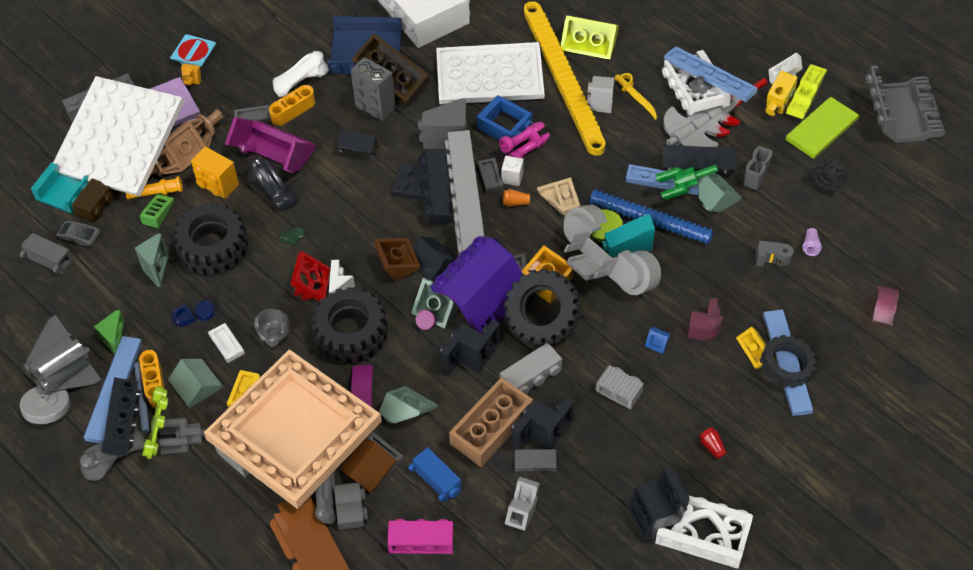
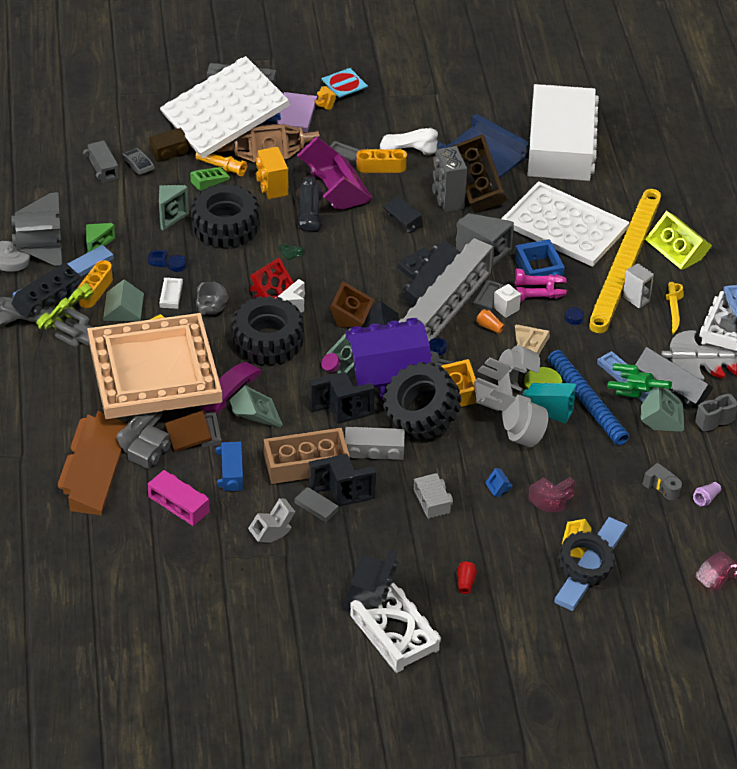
camera: 35 degrees right, 10 degrees down
(58, 189) = (151, 121): teal panel -> none
(572, 150) = (574, 316): none -> clear blue tile

